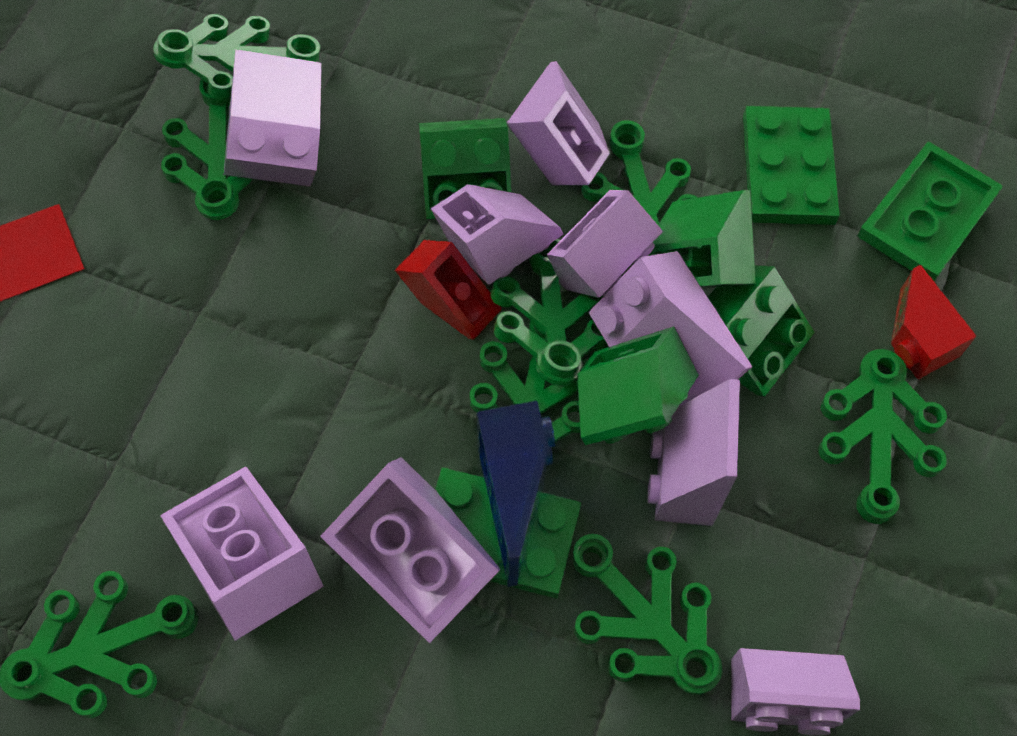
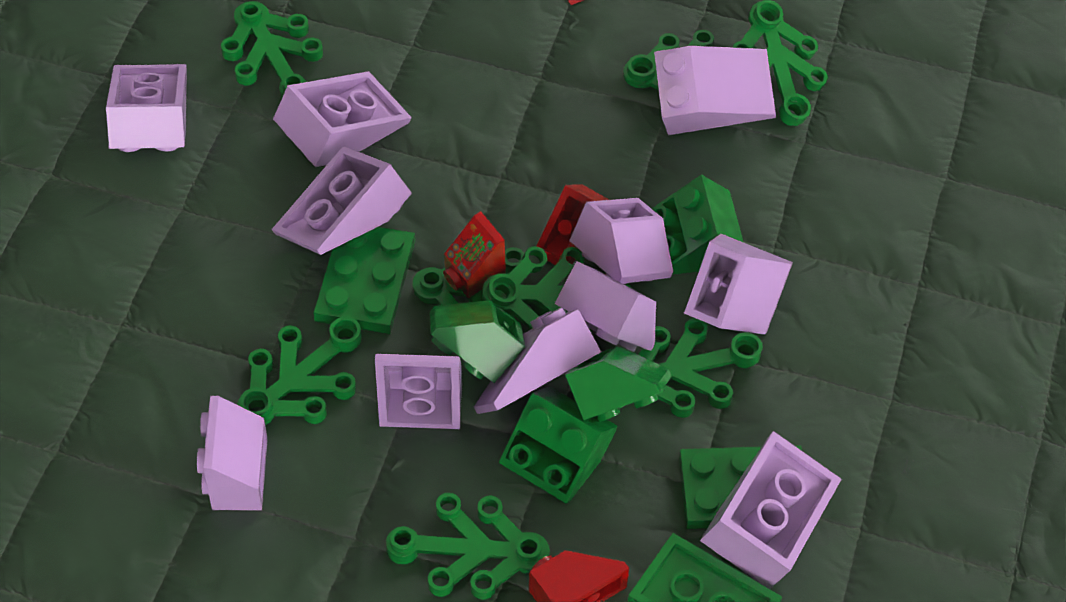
camera: 85 degrees right, 10 degrees down
(513, 457) = (380, 252): clear blue slope -> none
(519, 374) = (474, 256): none -> red slope
(846, 130) = (771, 511): none -> lavender slope

